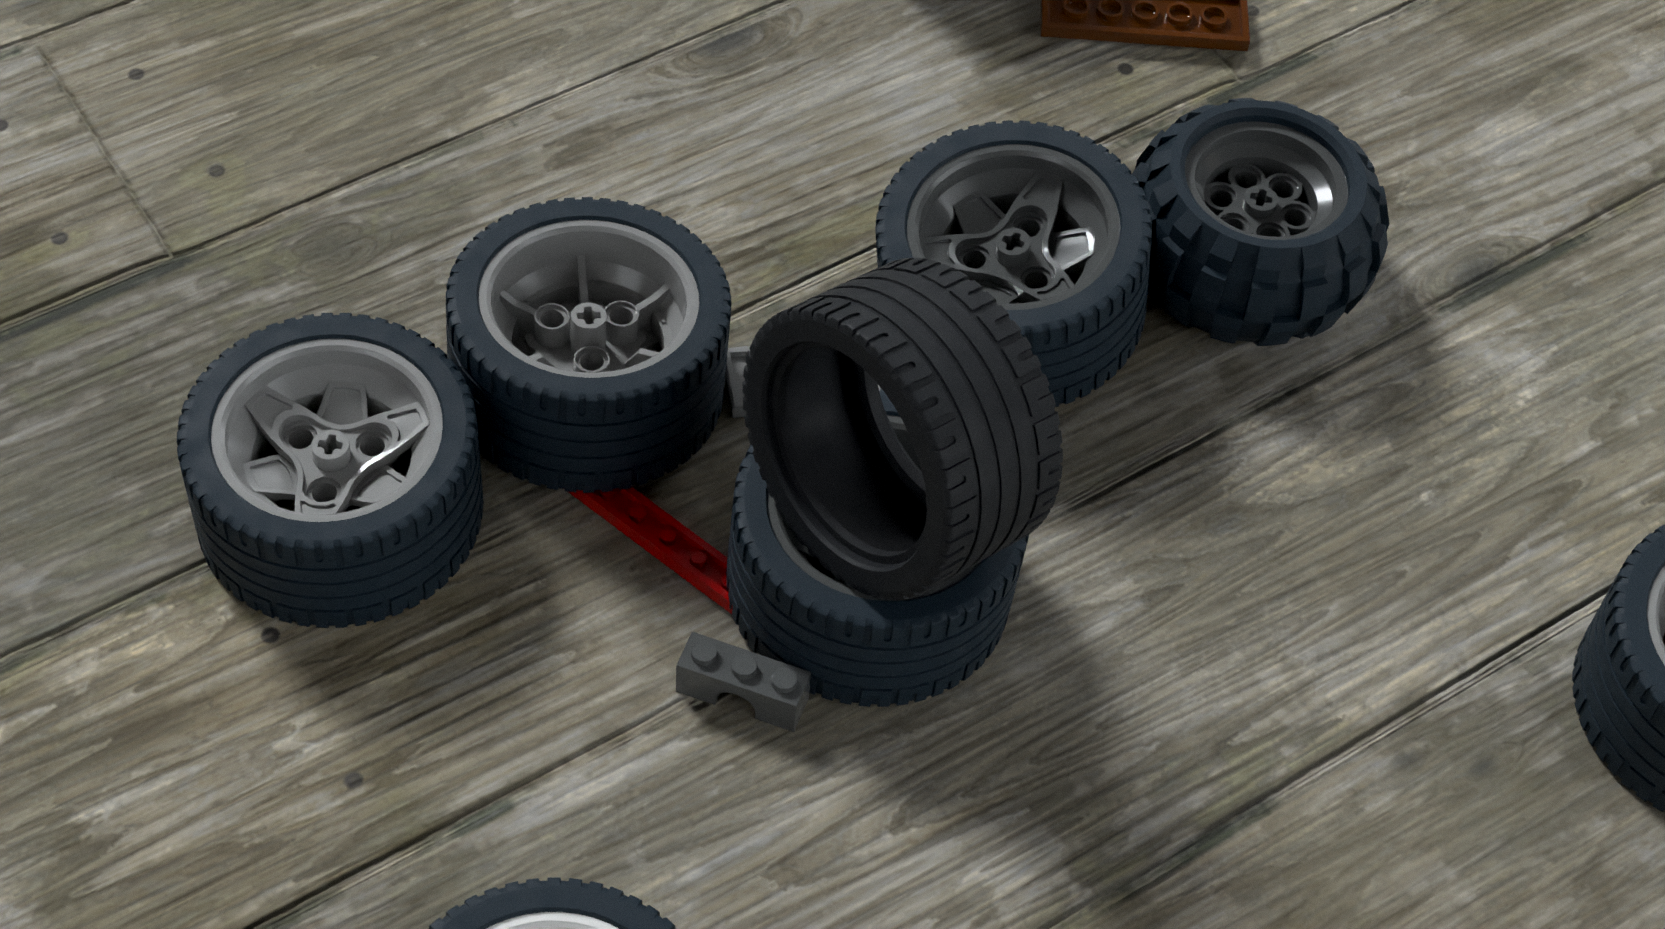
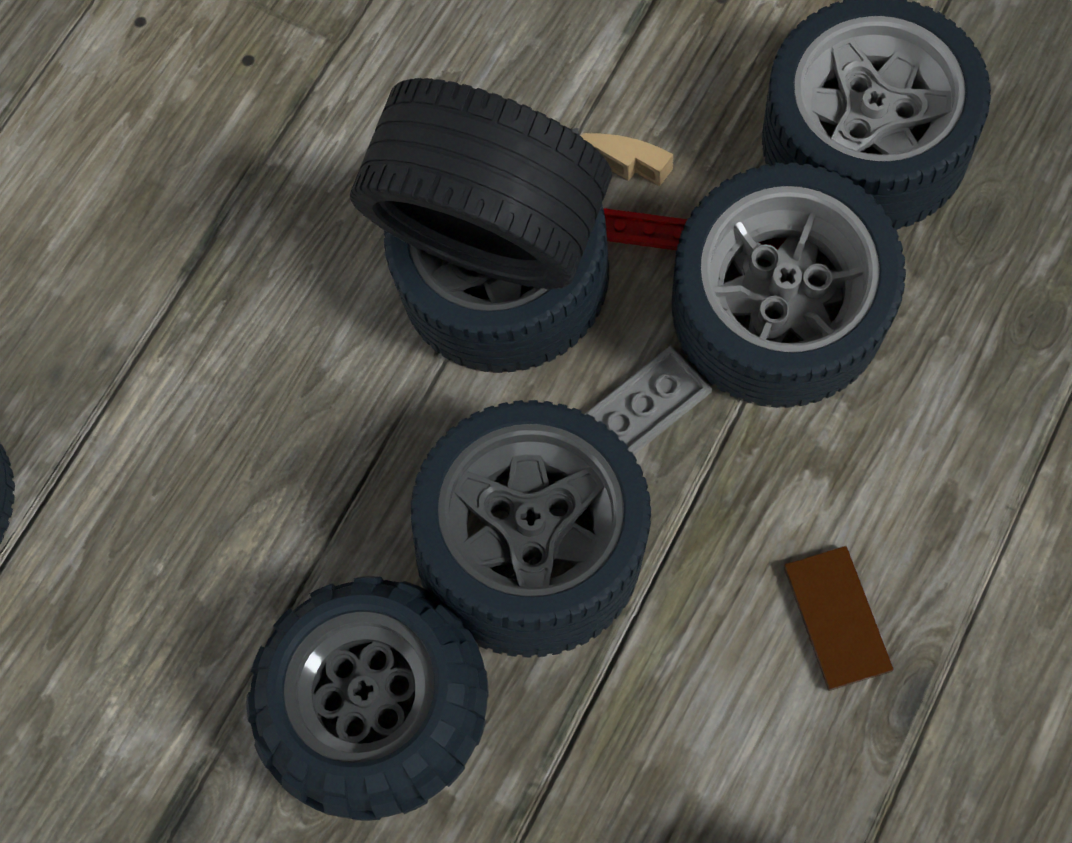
camera: 165 degrees right, 15 degrees up
(631, 624) = (632, 156): none -> tan slope
(748, 119) = (838, 618): none -> reddish brown tile

